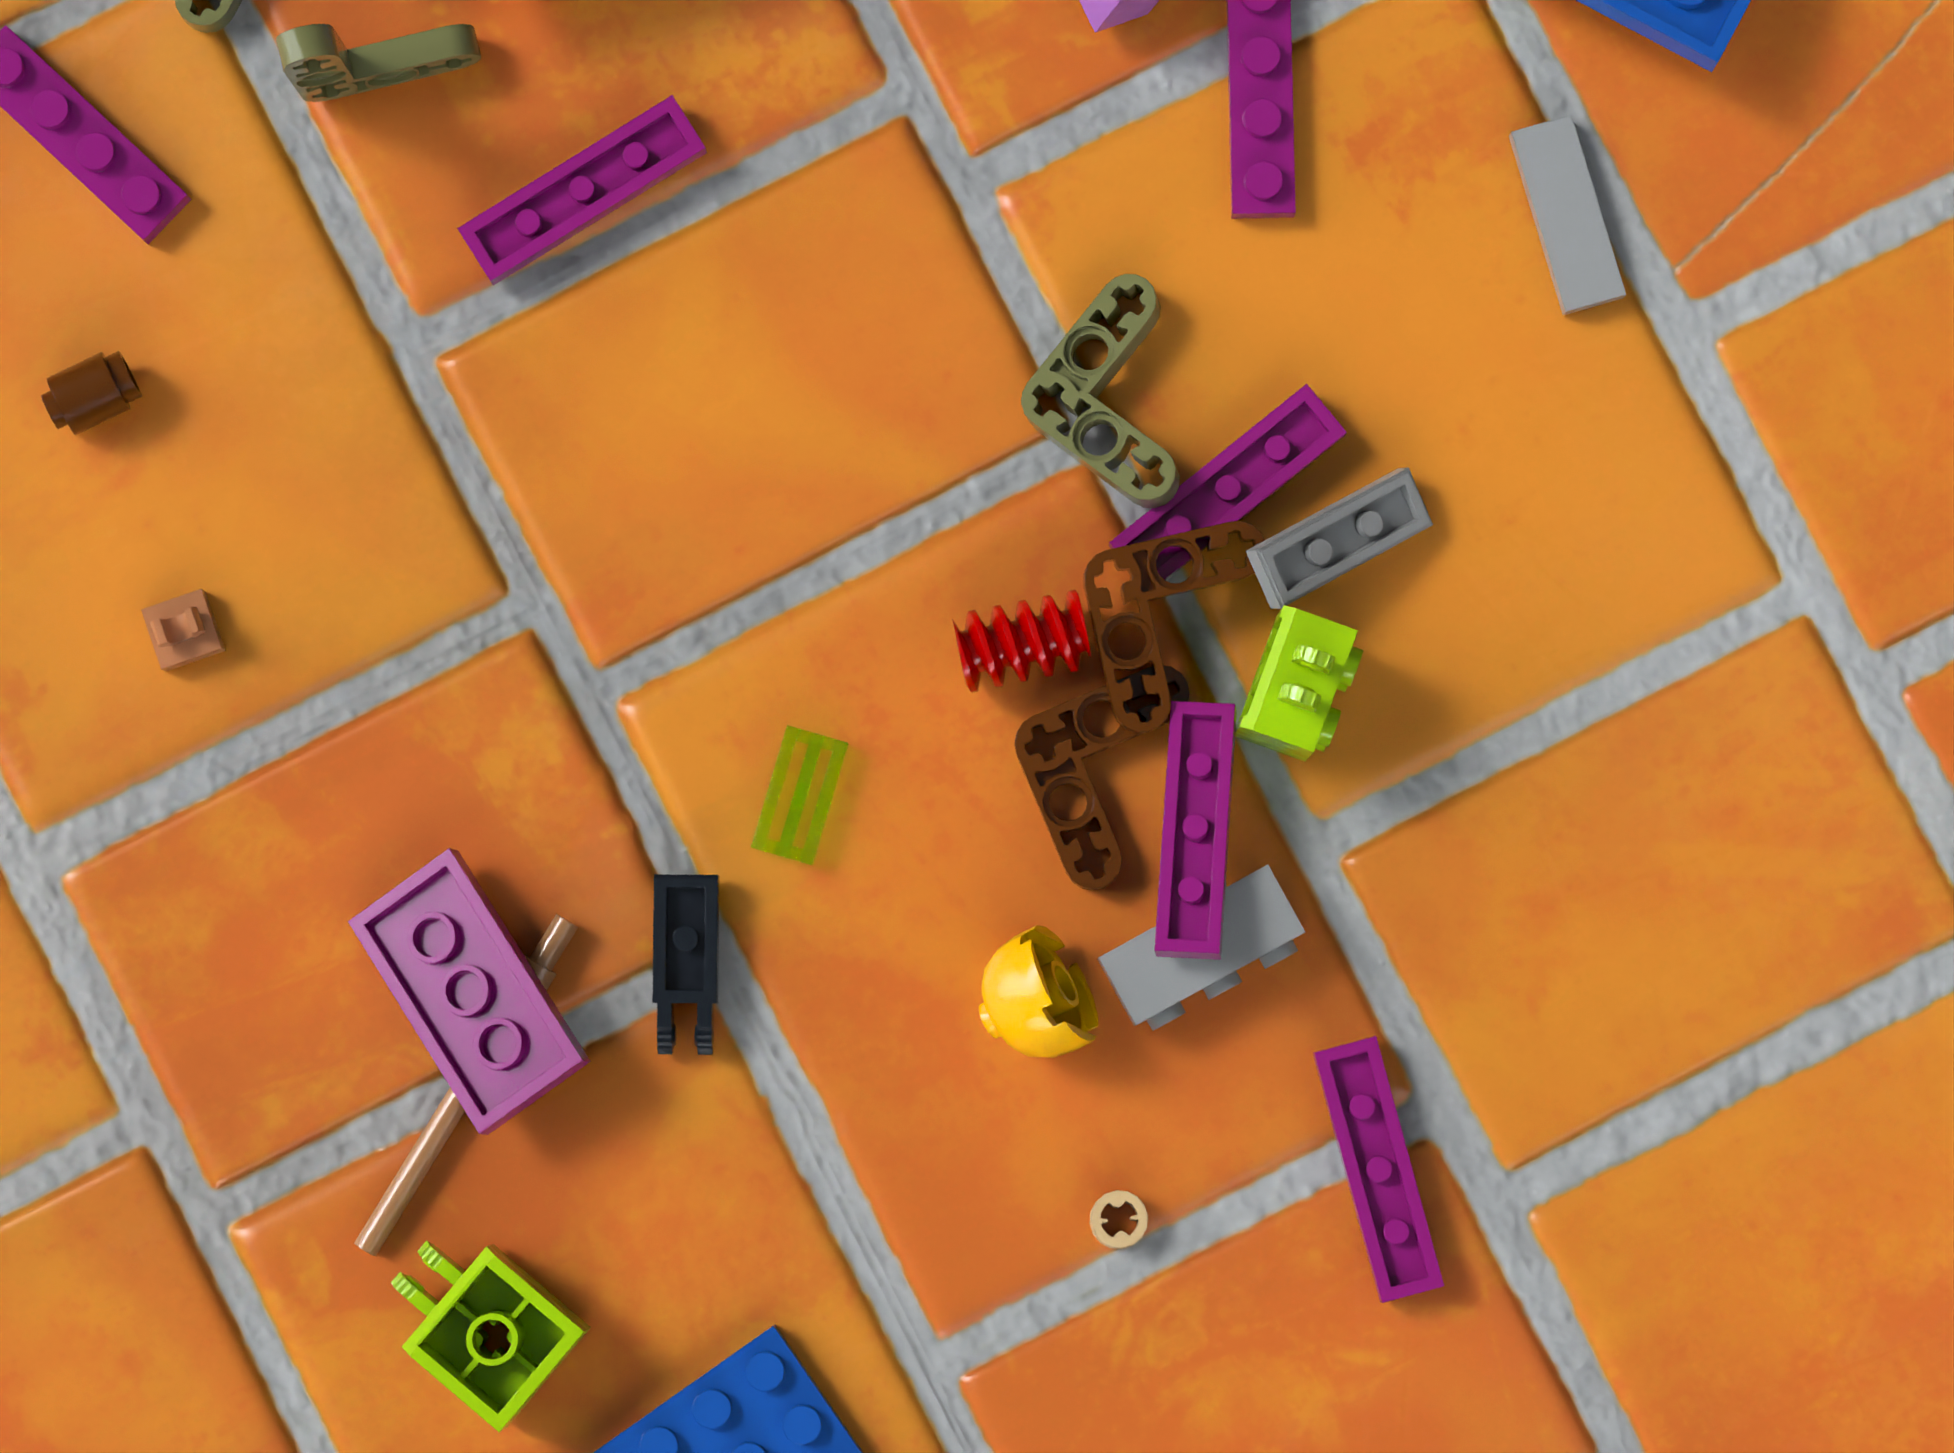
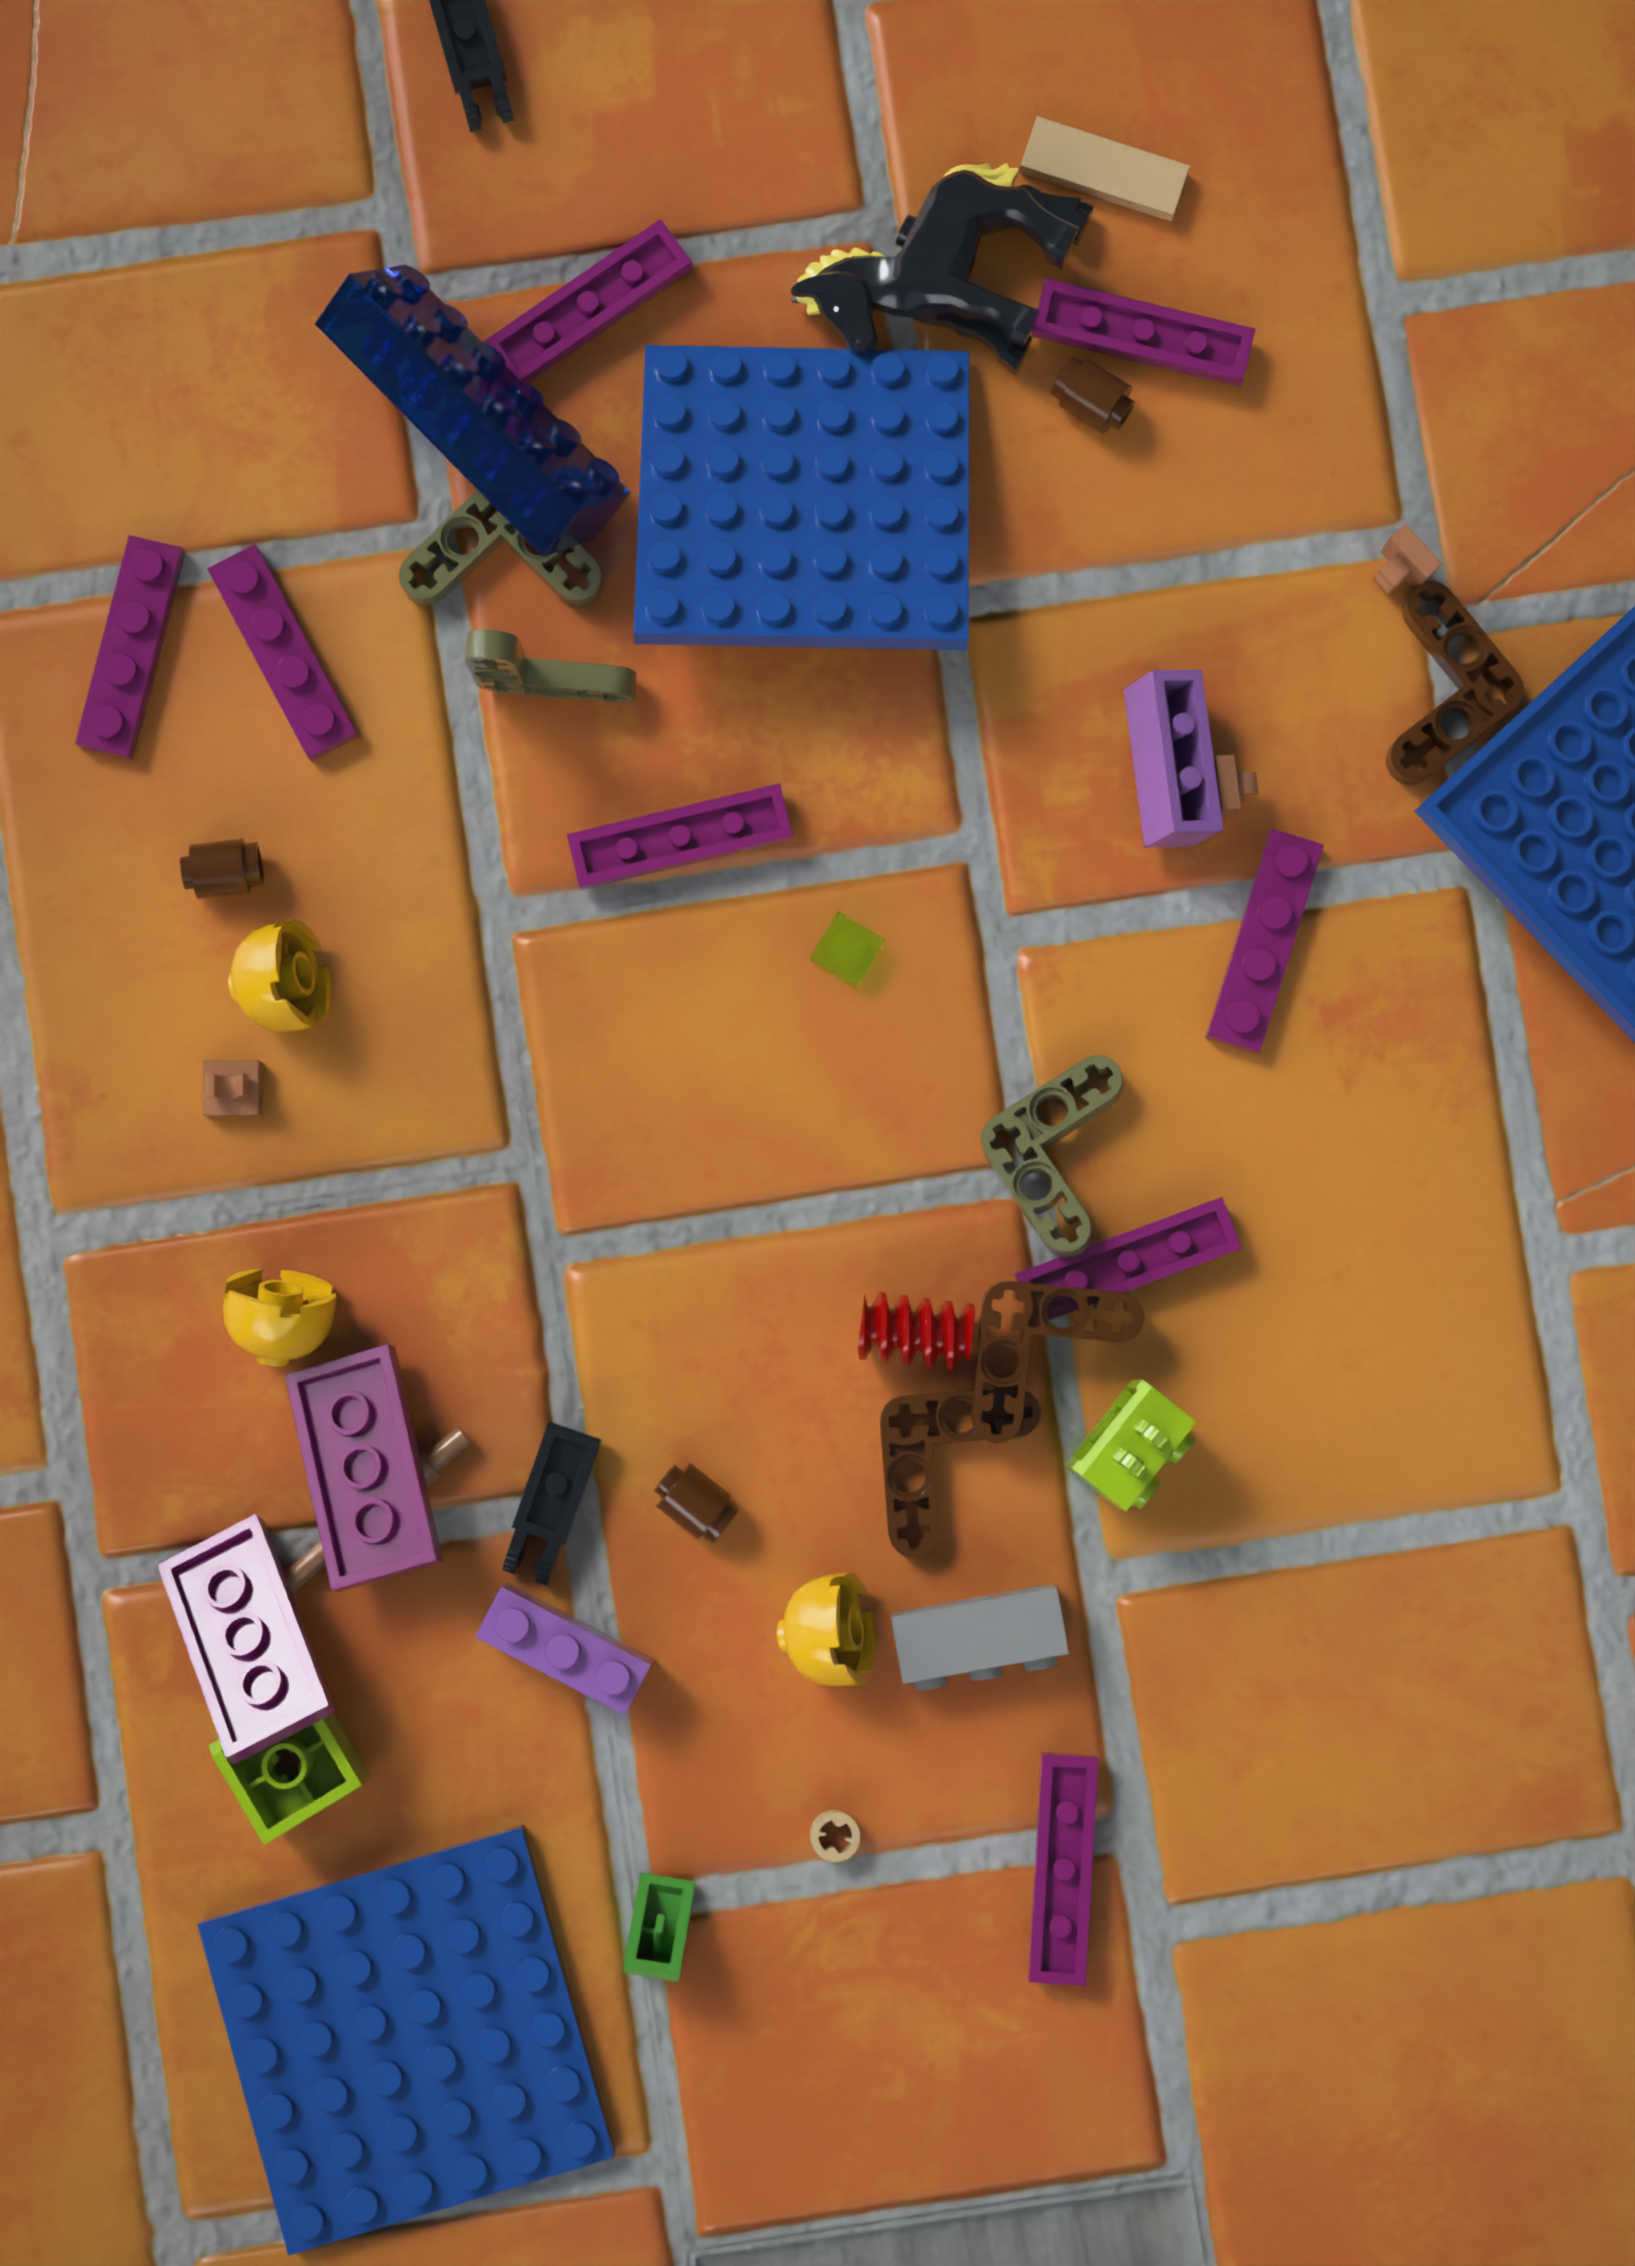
camera: 15 degrees right, 0 degrees up
(193, 491) = (279, 978): none -> yellow cylinder
(318, 859) = (278, 1316): none -> yellow cylinder
(403, 1217) = (246, 1639): none -> plate
(754, 1113) = (564, 1648): none -> medium lavender brick
(785, 846) = (663, 1434): clear neon green tile -> none
(807, 253) = (847, 950): none -> clear neon green plate
(844, 908) = (695, 1502): none -> reddish brown brick
(960, 1379) = (659, 1927): none -> bright green slope
(1195, 830) = (1006, 1539): magenta plate -> none
(1339, 538) = (1206, 1334): light grey tile -> none
(1567, 215) = (1483, 1128): light grey tile -> none

